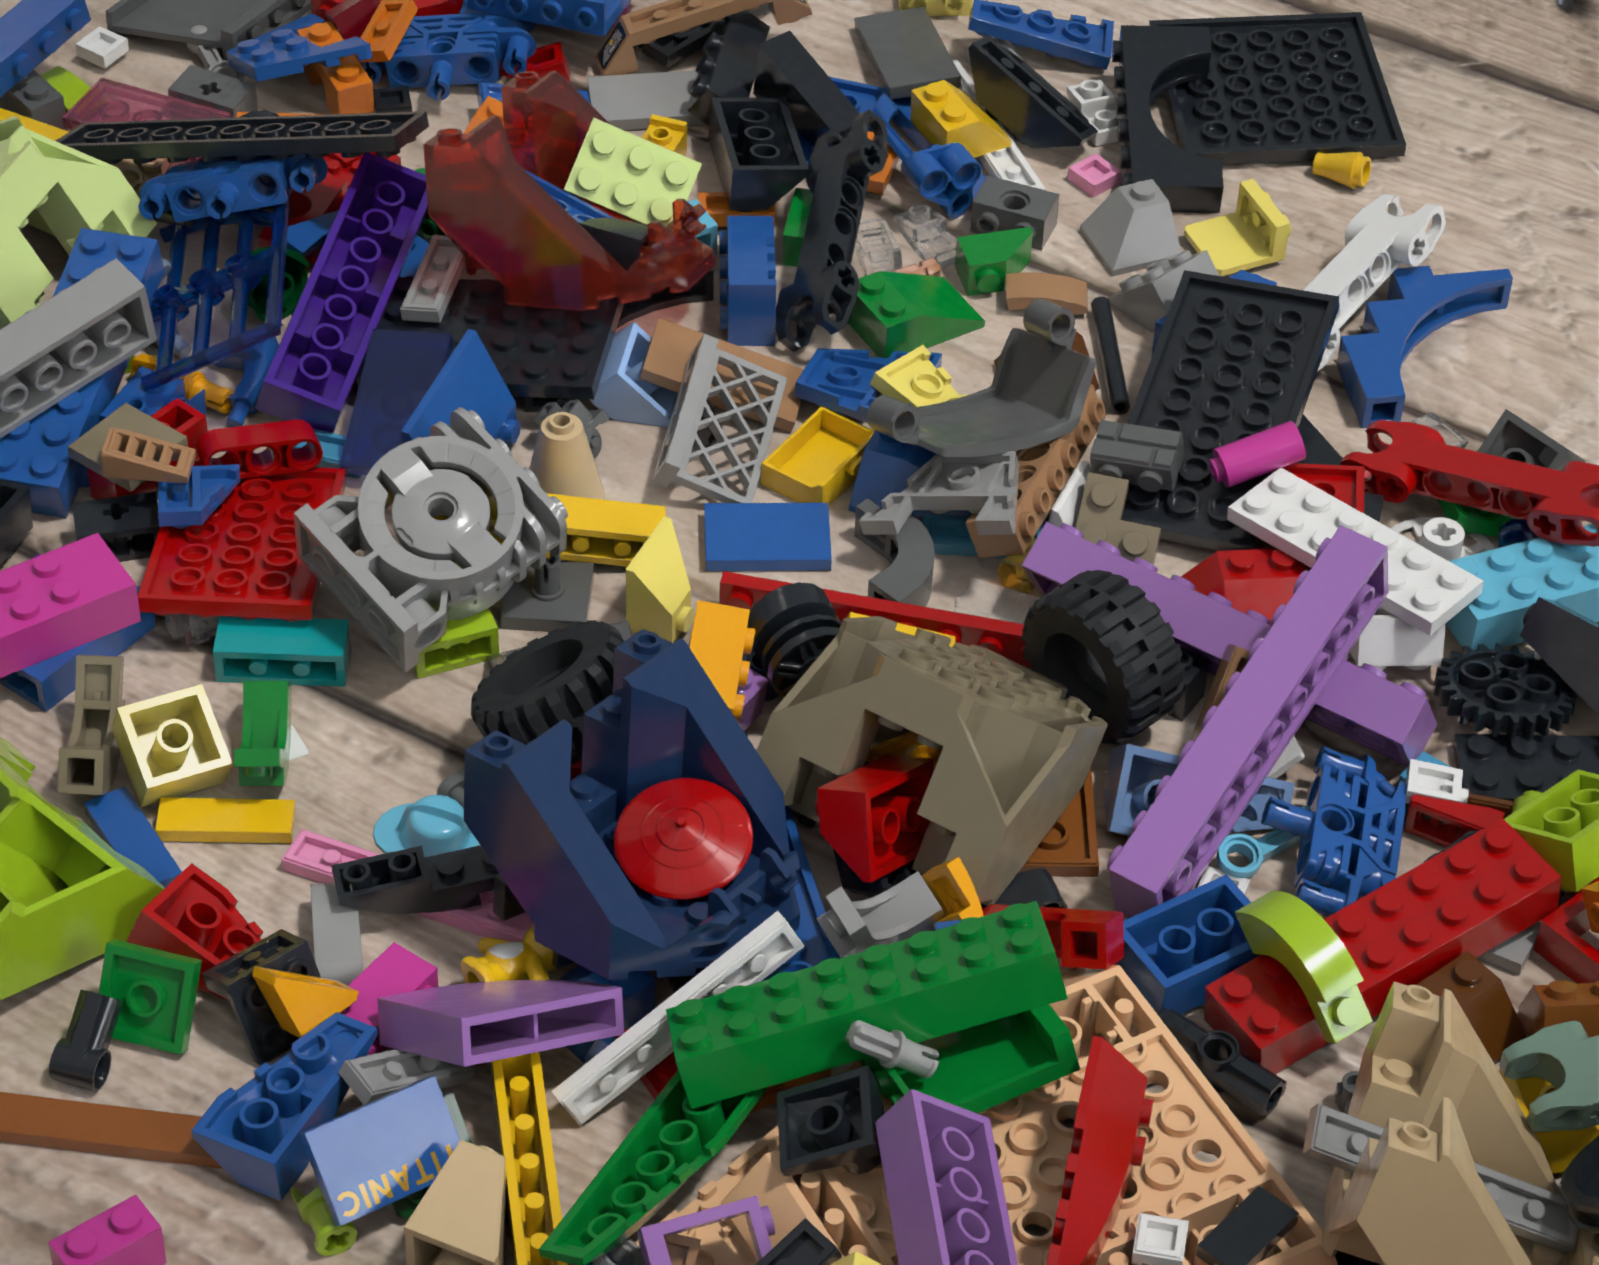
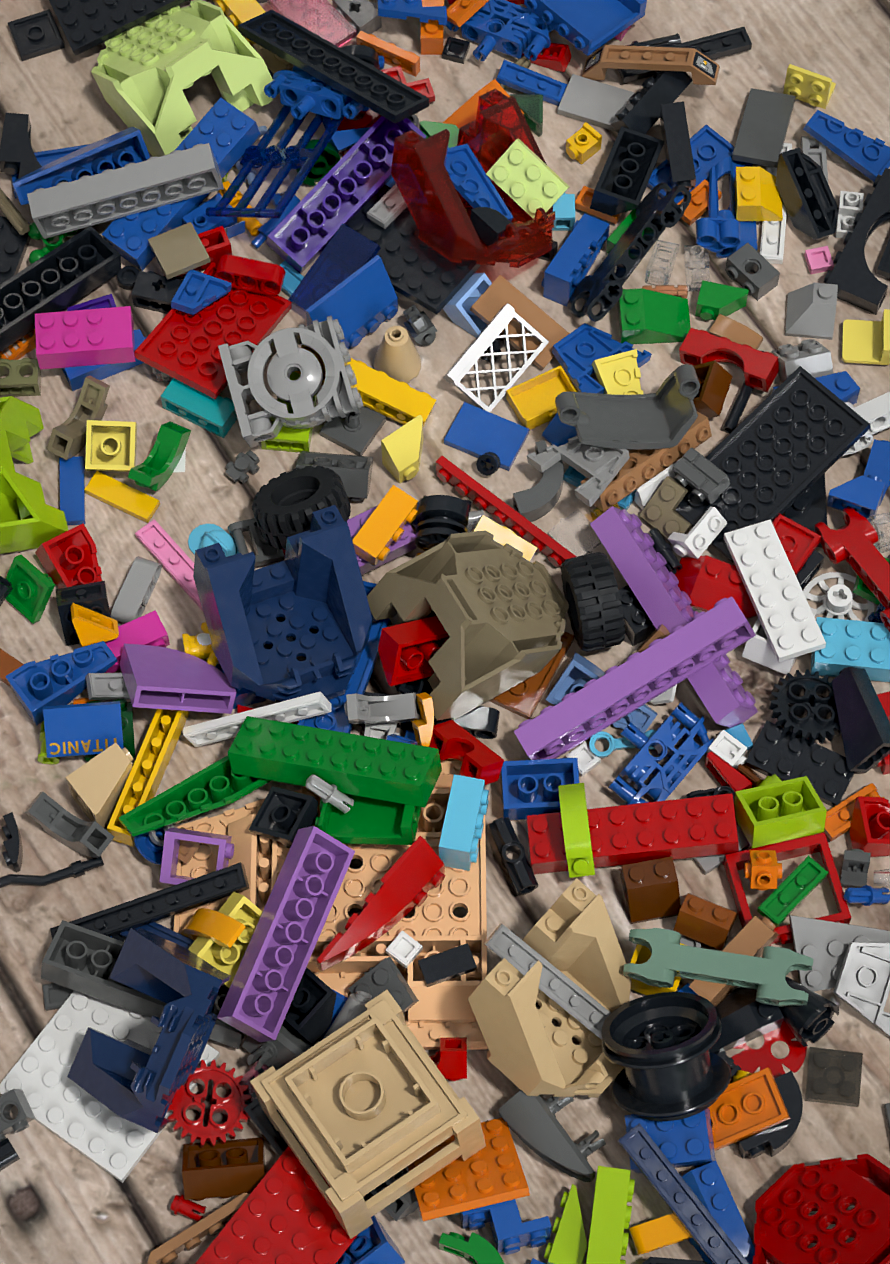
camera: 30 degrees right, 20 degrees up
(51, 530) = (127, 277): none -> black tile
(132, 456) = (168, 256): medium nougat slope -> none
(404, 706) = (243, 464): none -> dark grey piece
(415, 883) = (170, 575): black slope -> none
(683, 838) = (307, 624): red hat -> none
(807, 555) = (481, 465): none -> black bush
(1105, 308) = (758, 366): none -> red arch
(1135, 1002) = (463, 822): none -> medium azure brick
(1188, 542) = (700, 536): none -> white bracket
(1257, 454) = (761, 506): dark pink brick -> none
(1382, 393) = (861, 494): none -> blue slope

